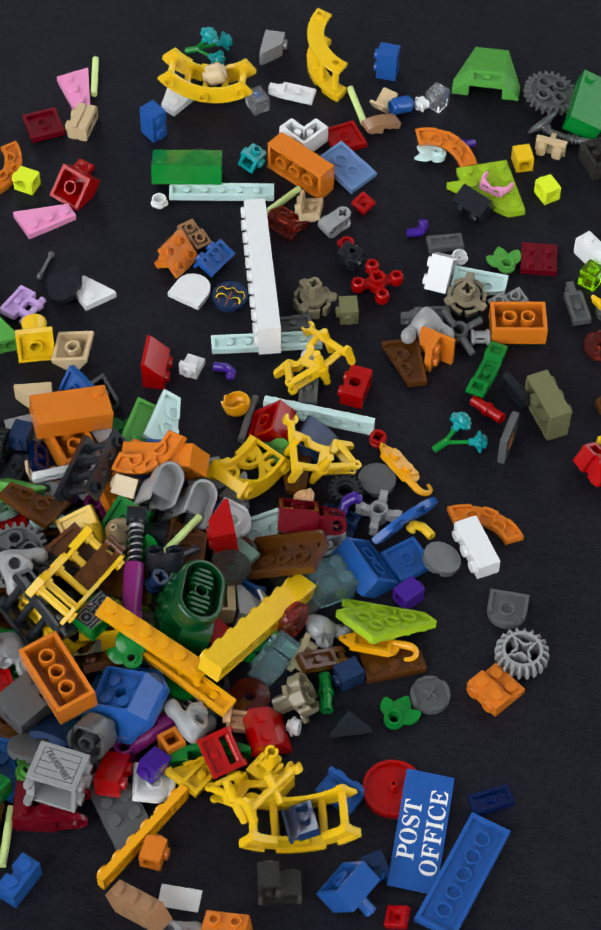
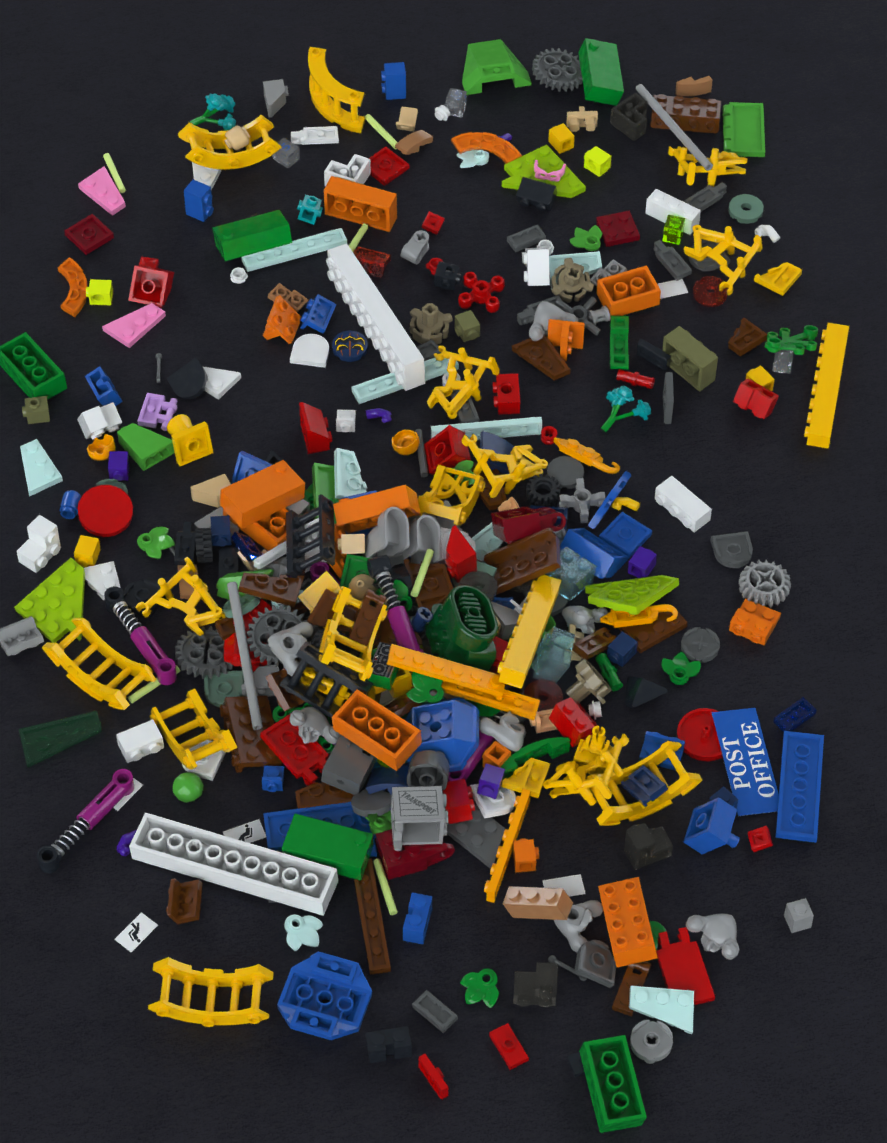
camera: 20 degrees left, 0 degrees up
(72, 348) = (229, 437): tan slope -> none
(81, 121) = (126, 220): tan brick -> none
(144, 463) = (369, 513): orange tile -> none
(171, 560) = (426, 597): black beam -> none
(215, 755) = (542, 755): red plate -> none
(294, 619) = (557, 611): clear red tile -> none
(308, 208) = (386, 241): tan bracket -> none
(348, 167) = (410, 195): medium blue tile -> none
(349, 499) = (553, 495): dark purple arm -> none
(400, 105) = (424, 119): blue brick -> none
(420, 230) = (497, 232): dark purple arm -> none
(441, 559) = (657, 523): dark grey tile -> none
(488, 518) = (698, 480): orange tile -> none
(545, 126) = (567, 101): dark grey dish -> none
(563, 331) = (672, 288): none -> white sticker

